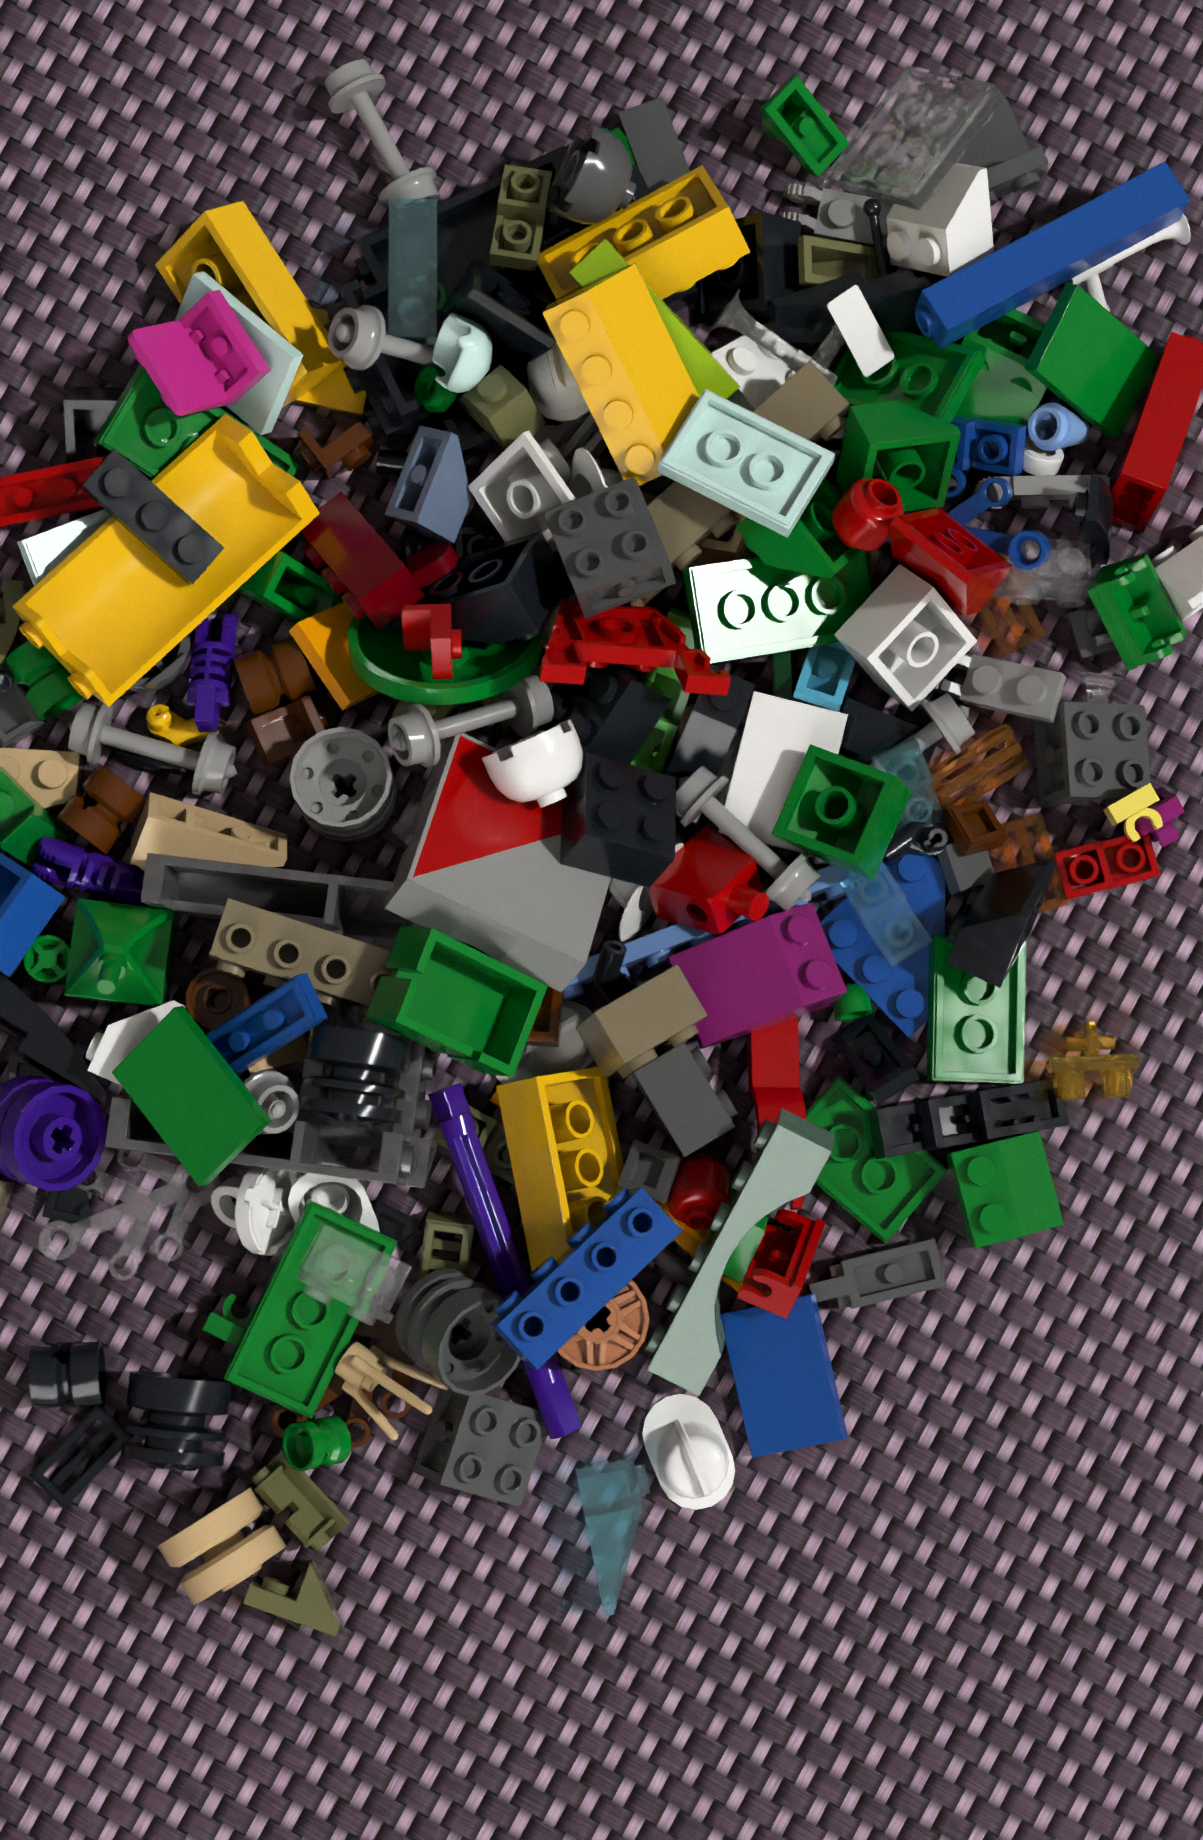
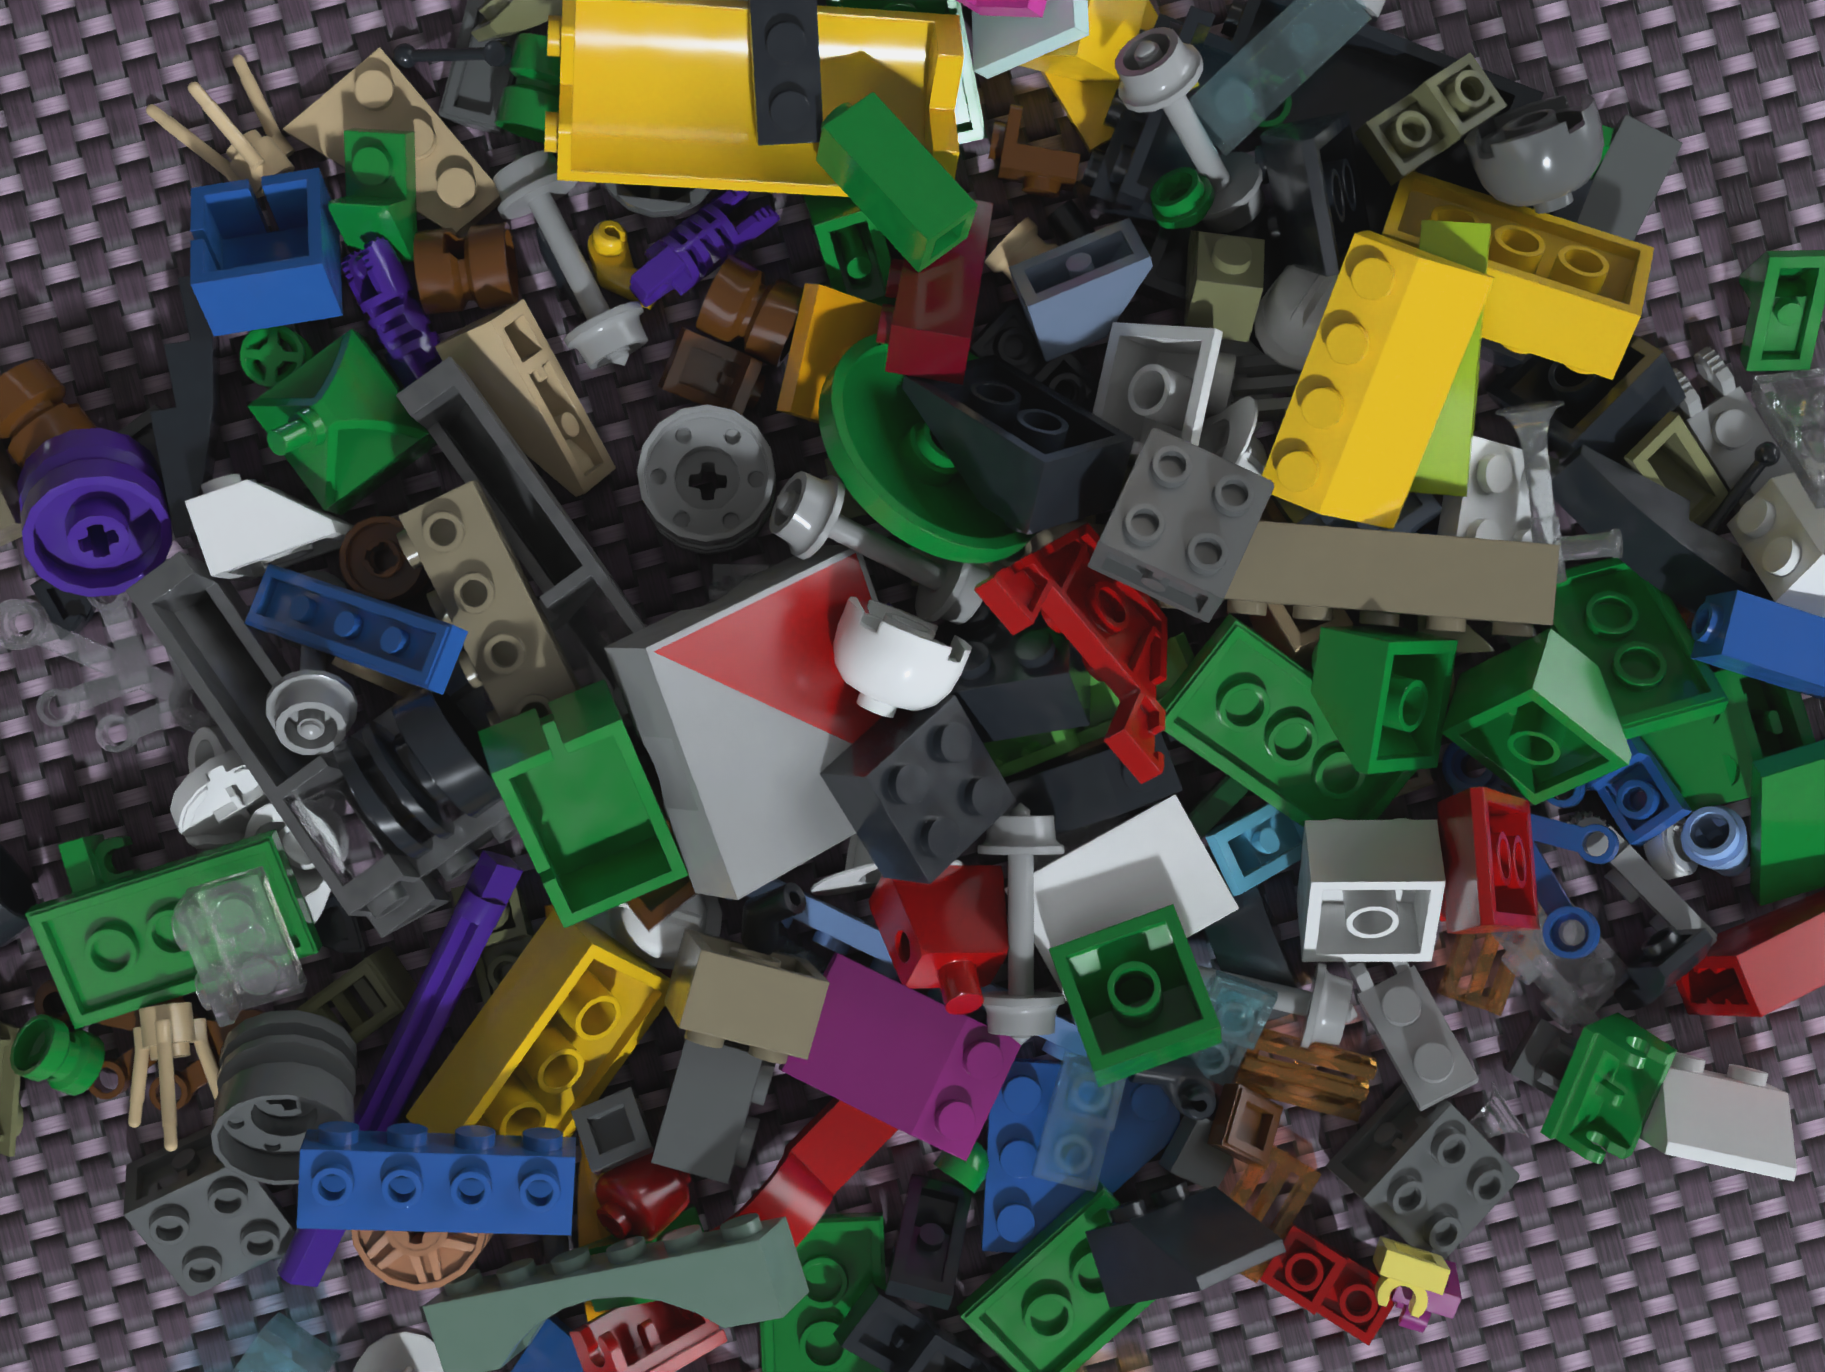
camera: 50 degrees right, 5 degrees up
(191, 1096) = (244, 632): green tile -> none
(282, 529) = (895, 181): none -> green brick
(377, 501) = (1016, 247): none -> tan wheel
(431, 629) = (932, 426): red bracket -> none
(432, 563) = (1004, 359): dark red tile -> none
(462, 352) = (1240, 191): light aqua hair -> none
(746, 463) = (1395, 581): light aqua tile -> none
(860, 330) = (1635, 562): white sticker -> none
(865, 513) = (1457, 747): red head -> none

